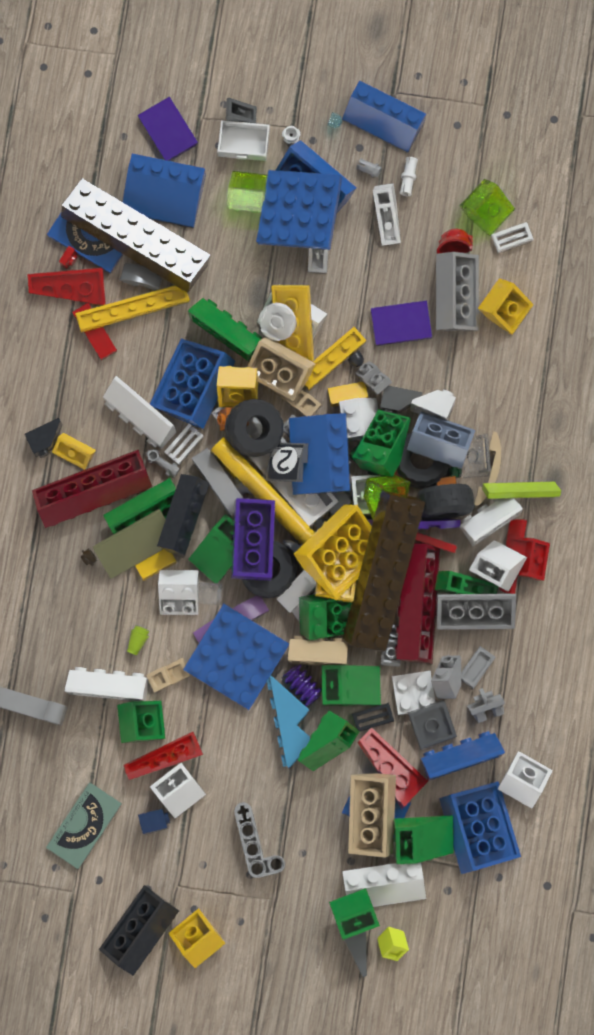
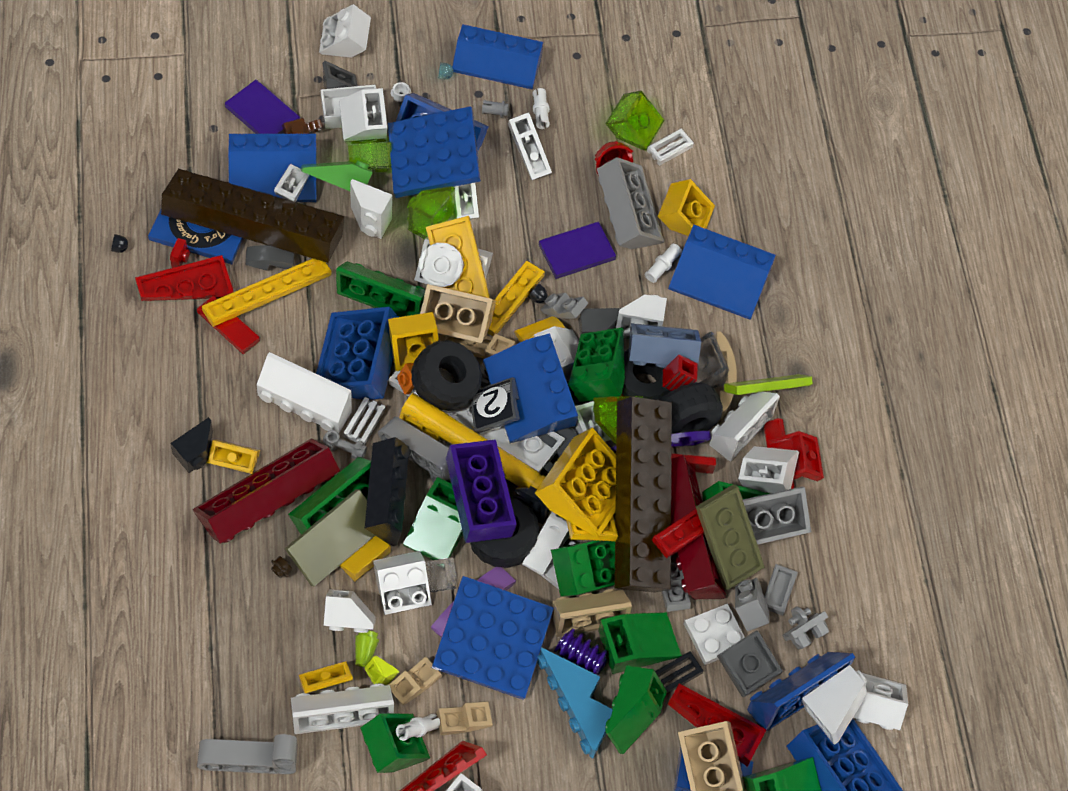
camera: 30 degrees left, 20 degrees down
(22, 236) = (119, 244): none -> black hinge
(100, 658) = (325, 677): none -> yellow slope
(129, 610) = (347, 610): none -> white slope
(142, 663) = (380, 671): none -> neon yellow slope
(160, 715) = (417, 727): none -> white pin
(173, 213) = (291, 183): none -> white slope
(193, 156) = (300, 127): none -> reddish brown plate
(199, 714) = (464, 719): none -> tan slope
(216, 212) = (339, 172): none -> bright green slope
(235, 252) = (371, 208): none -> white slope
(248, 160) = (363, 115): none -> white slope
(257, 64) = (345, 33): none -> white slope
(284, 264) = (430, 208): none -> clear neon green slope
(408, 610) = (679, 534): none -> red tile
(443, 622) = (730, 537): none -> olive tile
(444, 472) = (679, 373): none -> red brick
(470, 352) = (663, 263): none -> white pin
(484, 779) = (836, 702): none -> white slope
(517, 373) = (722, 272): none -> blue slope

